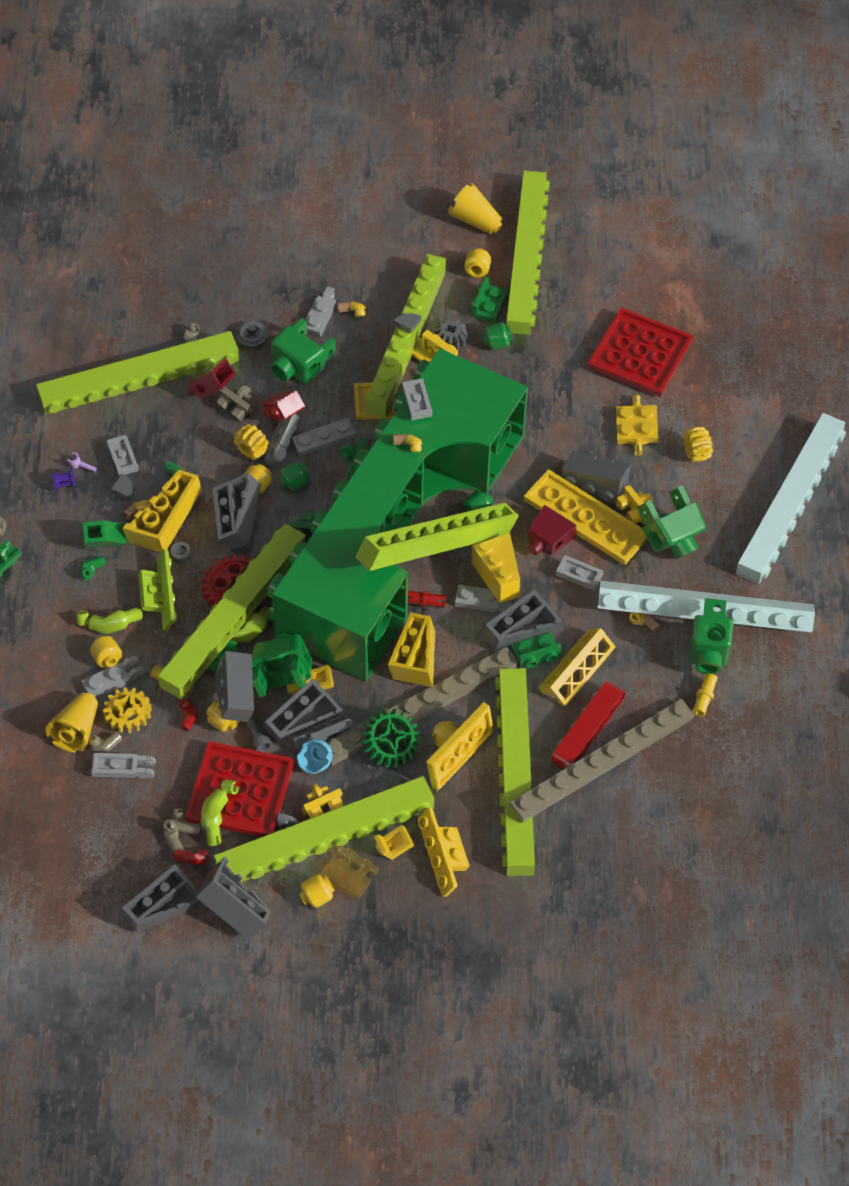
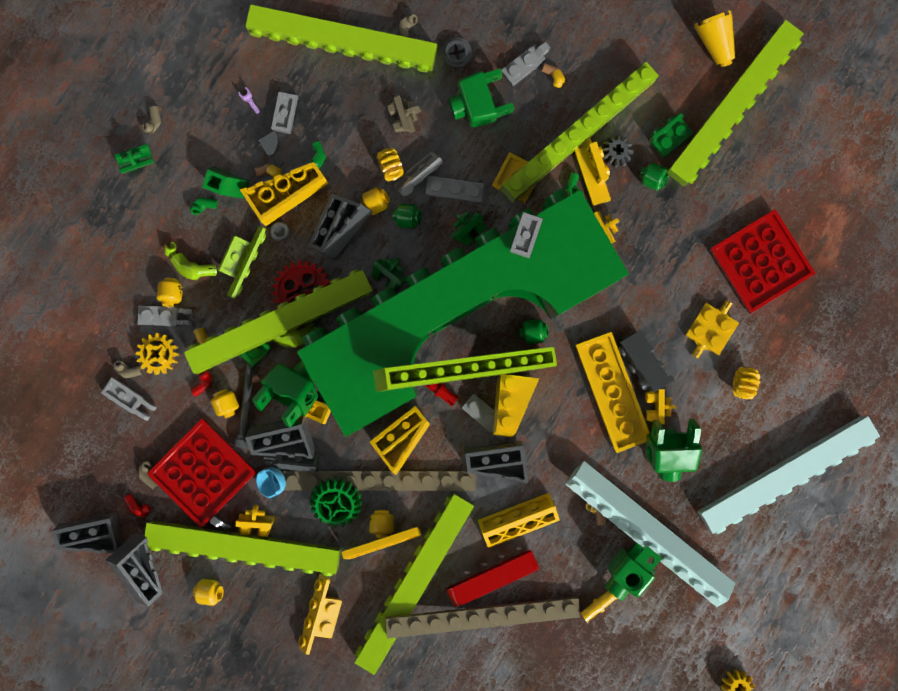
camera: 30 degrees right, 30 degrees up
(63, 479) = (225, 109): dark purple bush -> none
(73, 724) = (112, 342): yellow cone -> none
(171, 834) = (131, 479): dark tan arm -> none
(207, 383) = (393, 84): dark red torso -> none
(211, 811) = (165, 484): lime arm -> none
(235, 686) = (237, 396): dark grey wedge -> none
(283, 405) = (434, 145): red brick -> none
(346, 878) = (237, 589): clear yellow plate -> none
(394, 843) = (286, 587): yellow bracket -> none
(407, 321) = (582, 128): dark grey tile -> none
(408, 439) = (495, 273): arm -> none
(477, 263) = (685, 91): yellow head -> none
(536, 651) = (496, 488): green bracket -> none
(550, 532) = (574, 390): dark red torso -> none
(579, 572) = (574, 440): light grey plate -> none

